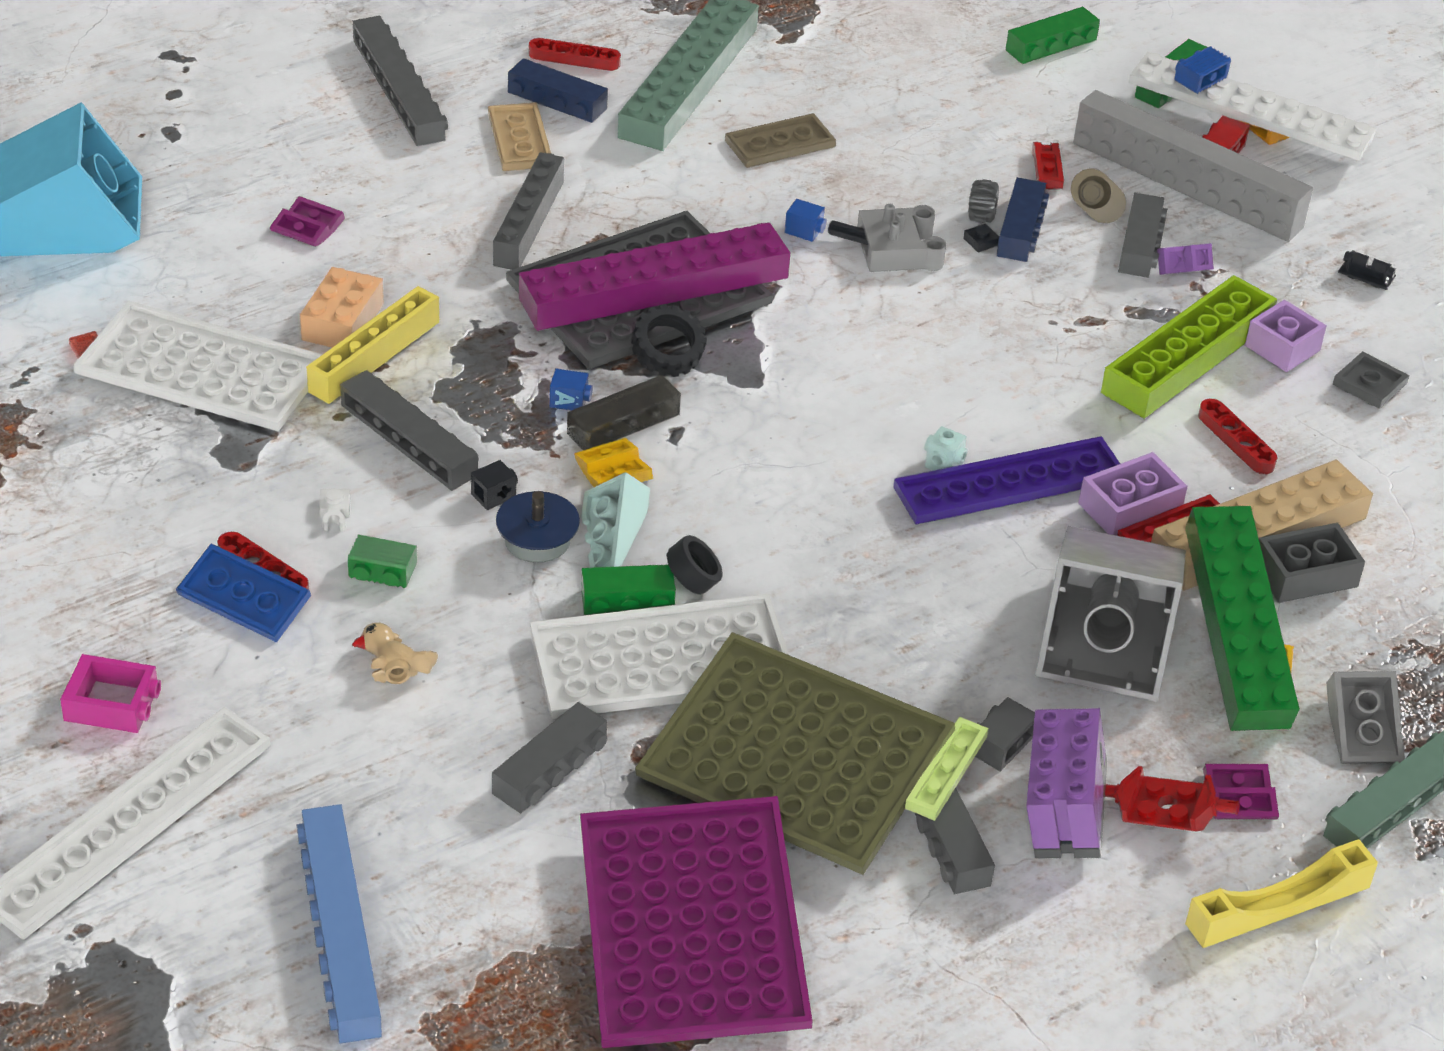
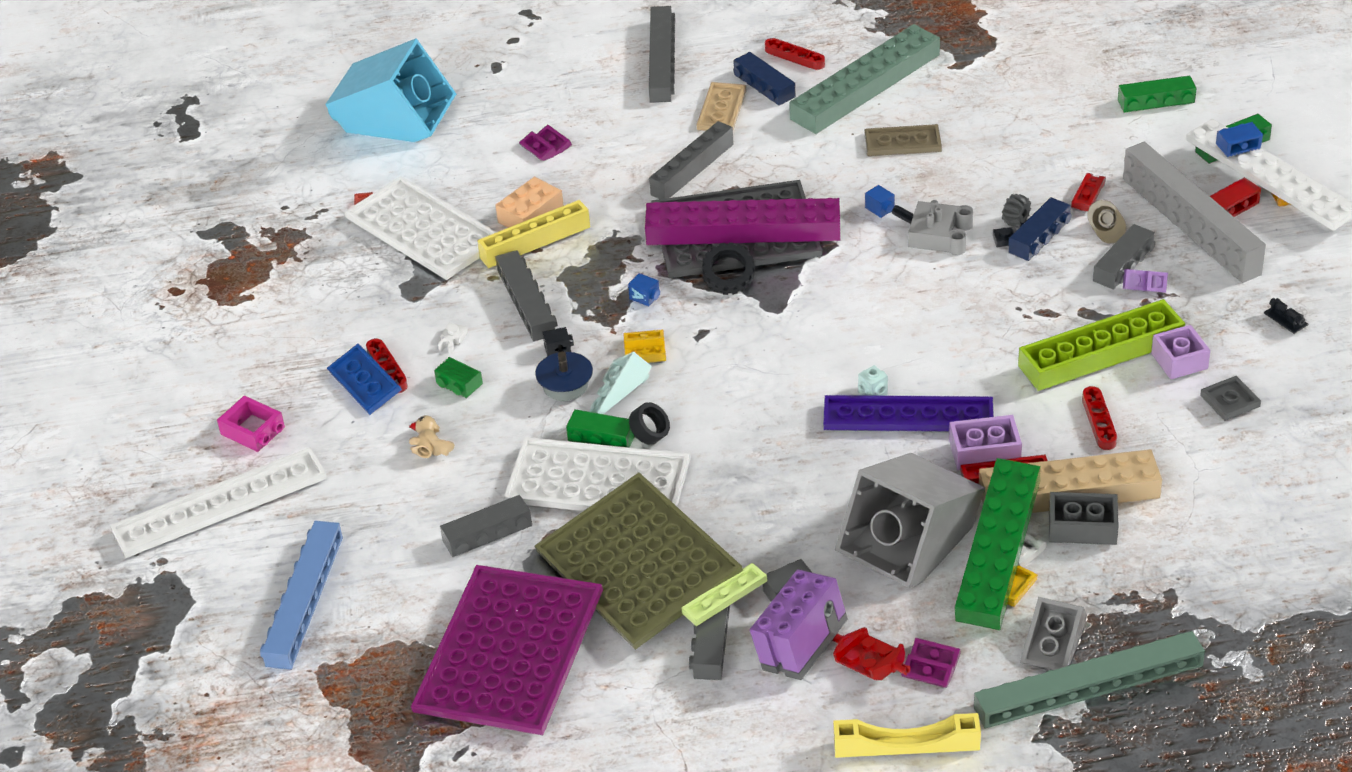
camera: 30 degrees right, 0 degrees up
(623, 413) = (671, 312): clear smoke brick -> none

